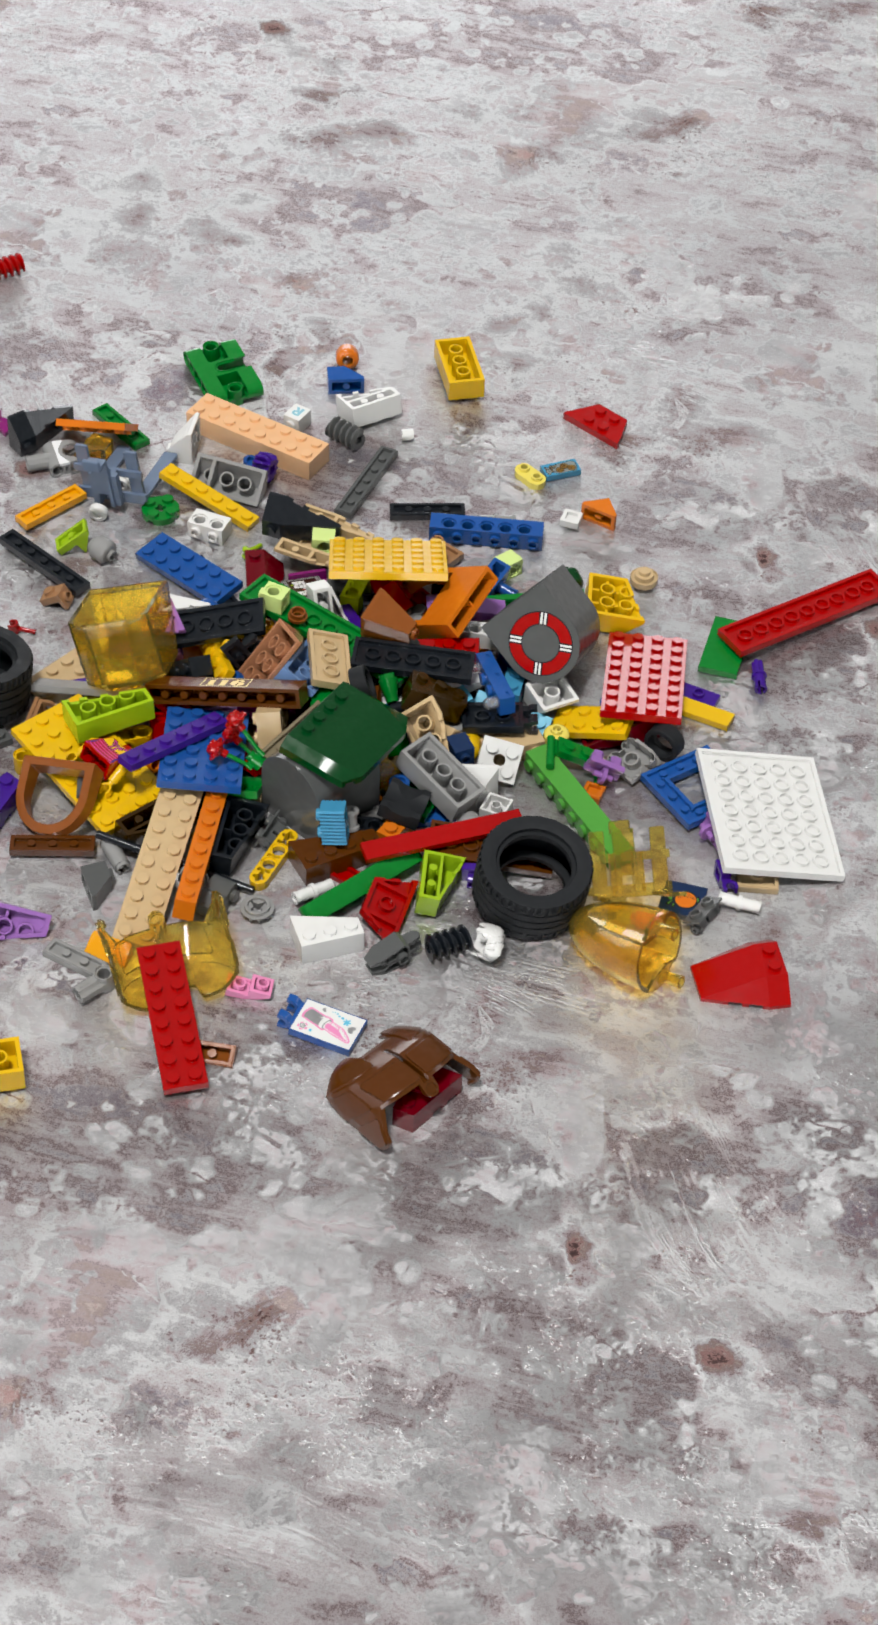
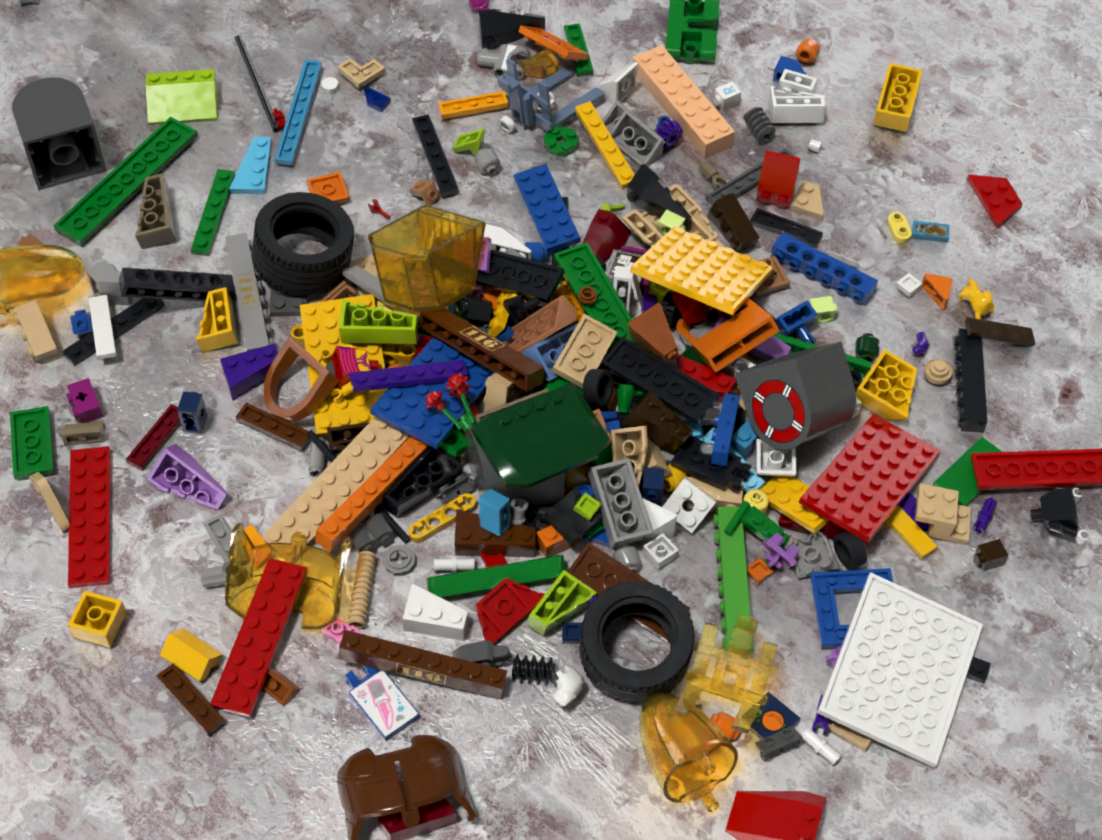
camera: 30 degrees right, 10 degrees up
(97, 882) = (284, 478): dark grey slope -> none
(113, 1059) = (190, 654): none -> yellow piece
(139, 1095) = (190, 699): none -> reddish brown plate
(209, 527) = (588, 173): white brick -> none
(245, 952) = (361, 589): none -> tan piece
(275, 596) = (577, 270): yellowish green brick -> none
(328, 490) = (711, 174): none -> dark tan bar
(345, 975) = (422, 664): none -> reddish brown brick
(360, 383) = (797, 82): none -> white brick
(378, 518) = (733, 223): none -> dark brown wedge
(398, 468) = (778, 179): none -> red slope
(414, 787) = (587, 506): none -> lime tile
(433, 482) = (808, 200): none -> tan wing
(433, 837) = (587, 563): red tile -> none
(460, 904) = (571, 632): none -> dark blue tile
(616, 564) = (922, 345): none -> dark purple arm
(644, 509) = (980, 302): none -> yellow animal
(677, 526) = (999, 331): none -> dark brown tile
(677, 575) = (970, 382): none -> black brick
(725, 684) = (941, 510): none -> tan bracket
(784, 703) = (990, 555): none -> dark brown brick
(822, 649) = (1060, 513): none -> black torso
(832, 795) = (978, 670): none -> black plate

